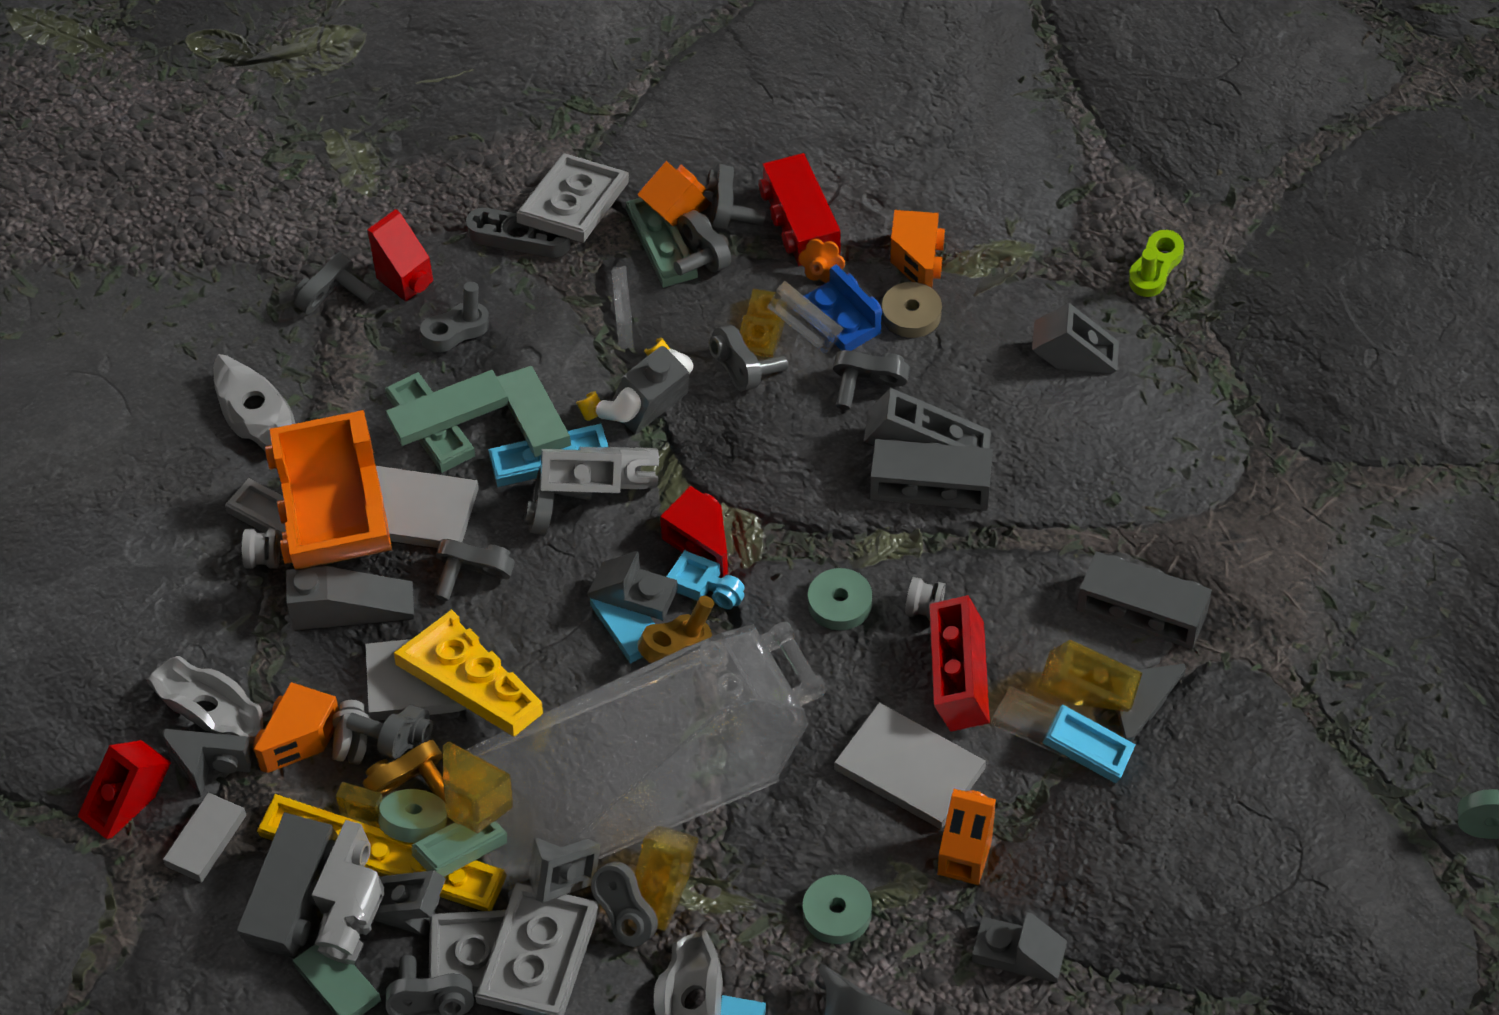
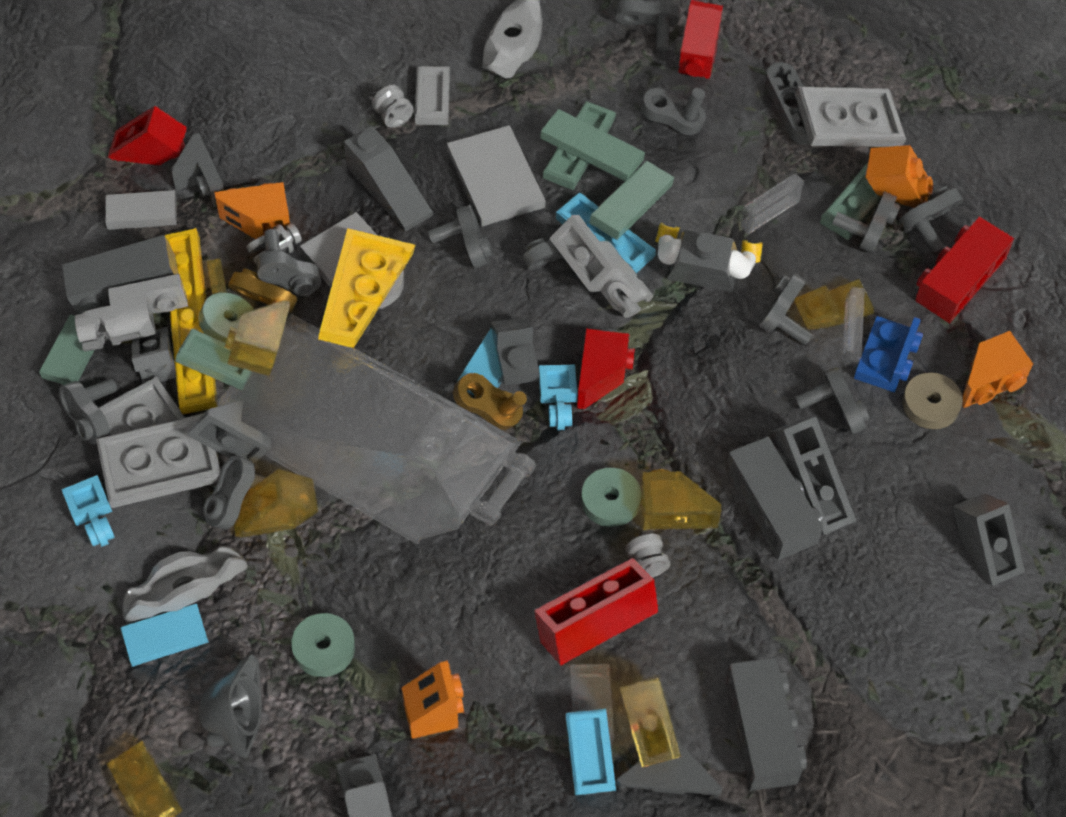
camera: 55 degrees right, 5 degrees up
(184, 685) = (252, 127): light grey piece -> none
(329, 491) = (454, 118): orange cylinder -> none
(819, 258) = (925, 308): orange plant -> none
(885, 548) = (676, 502): none -> clear yellow slope
(908, 764) = (488, 628): light grey tile -> none

